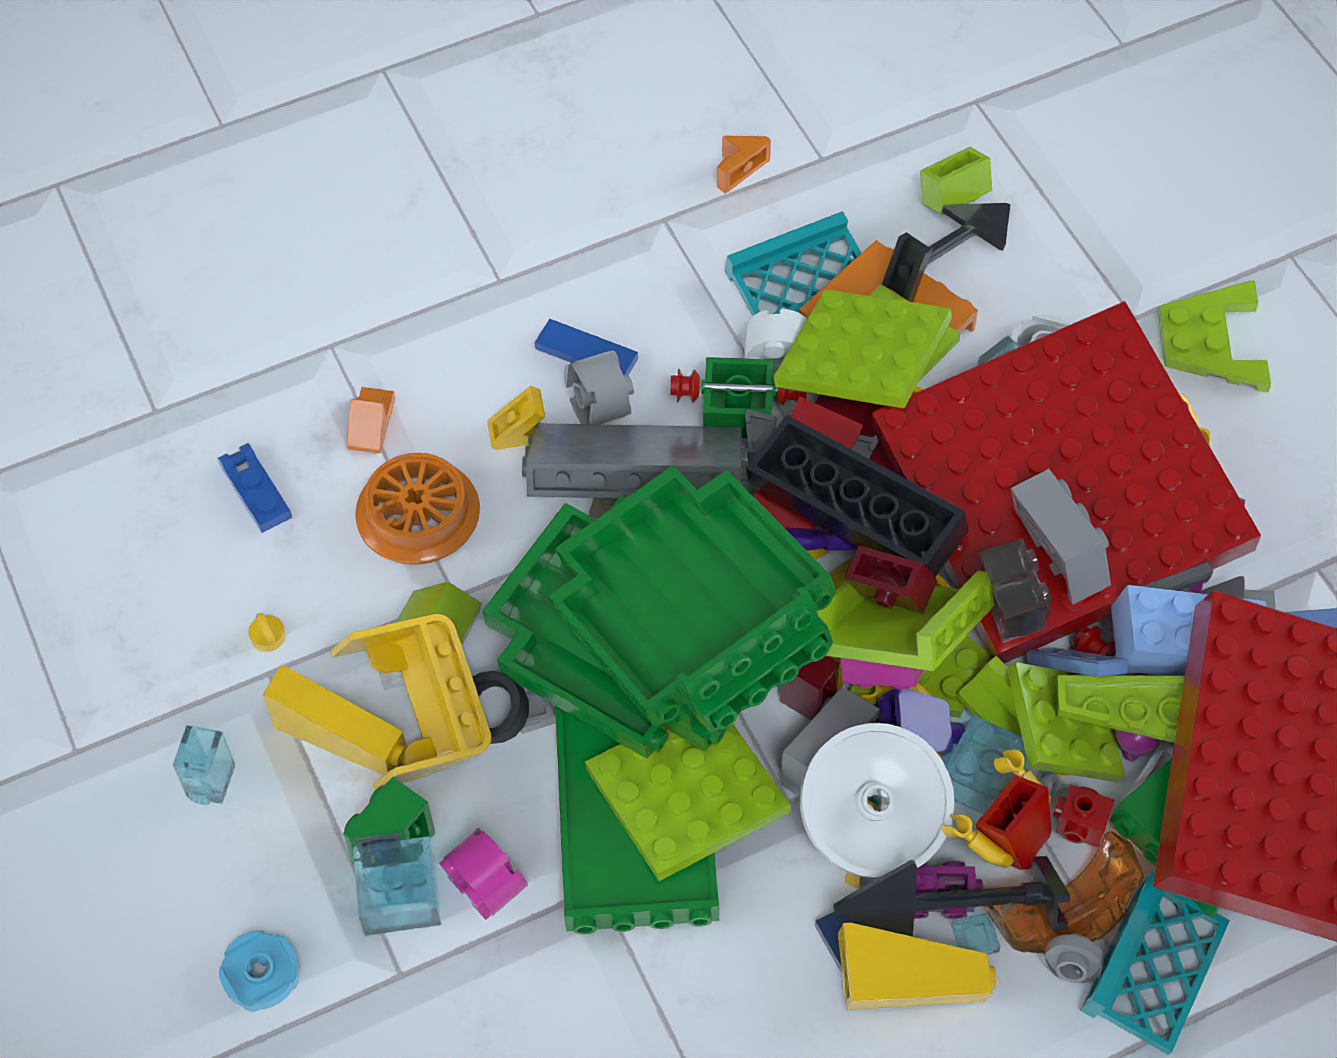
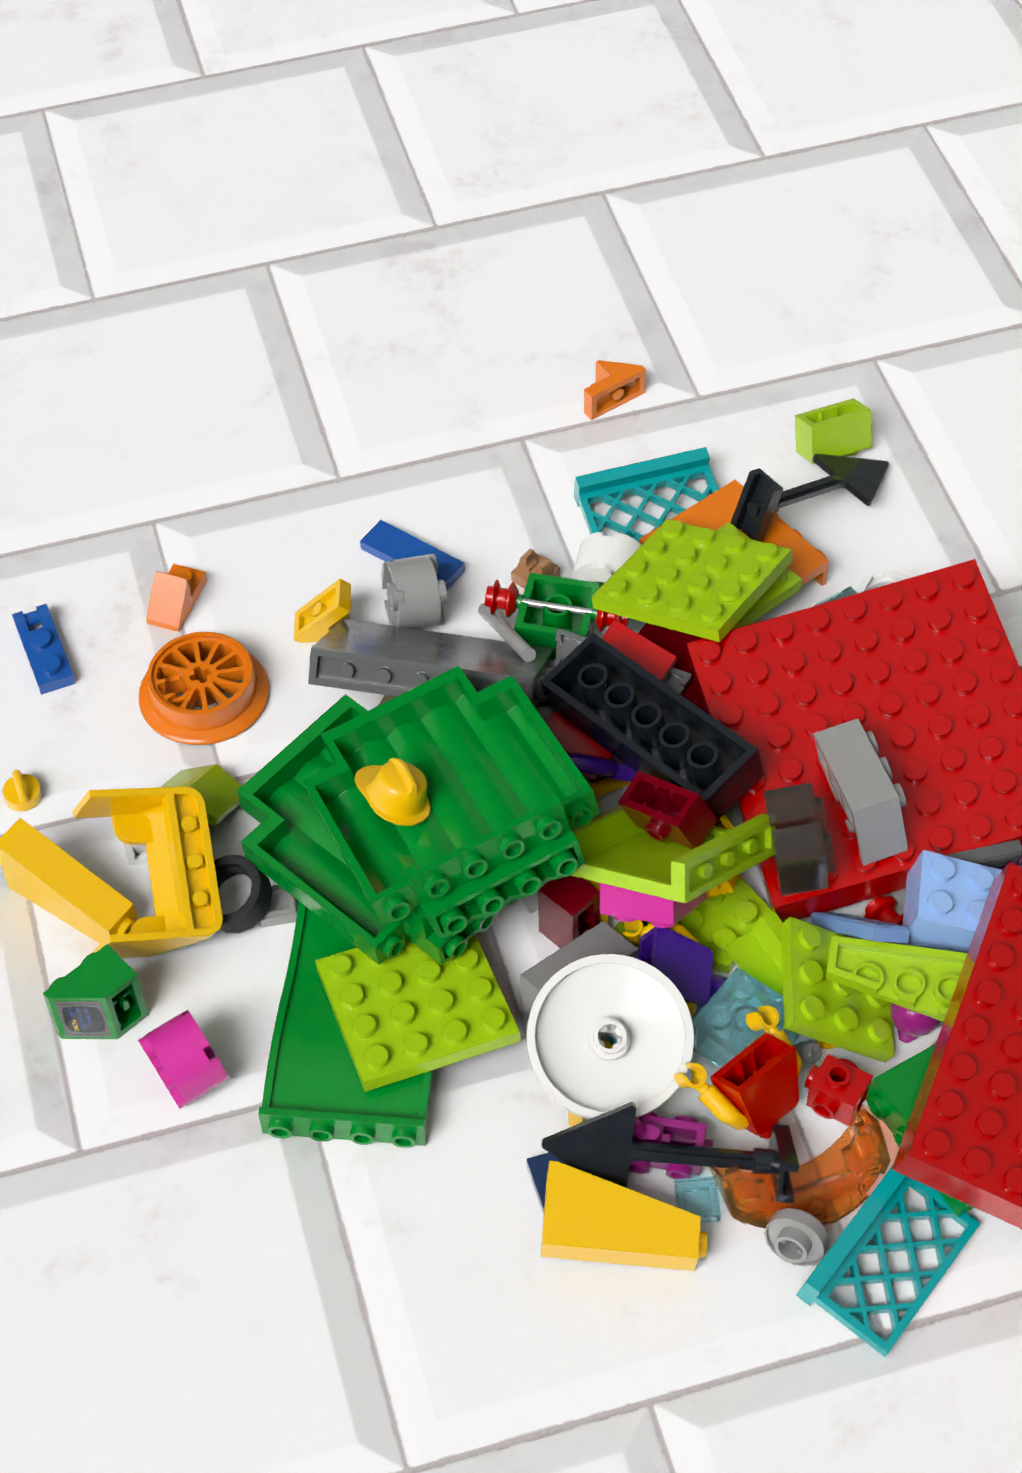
camera: 10 degrees right, 5 degrees down
(396, 886) = (92, 1059): clear light blue brick -> none
(640, 596) = (395, 791): none -> yellow piece
(697, 419) = (511, 637): none -> light grey bar
(702, 347) = (533, 563): none -> medium nougat tile

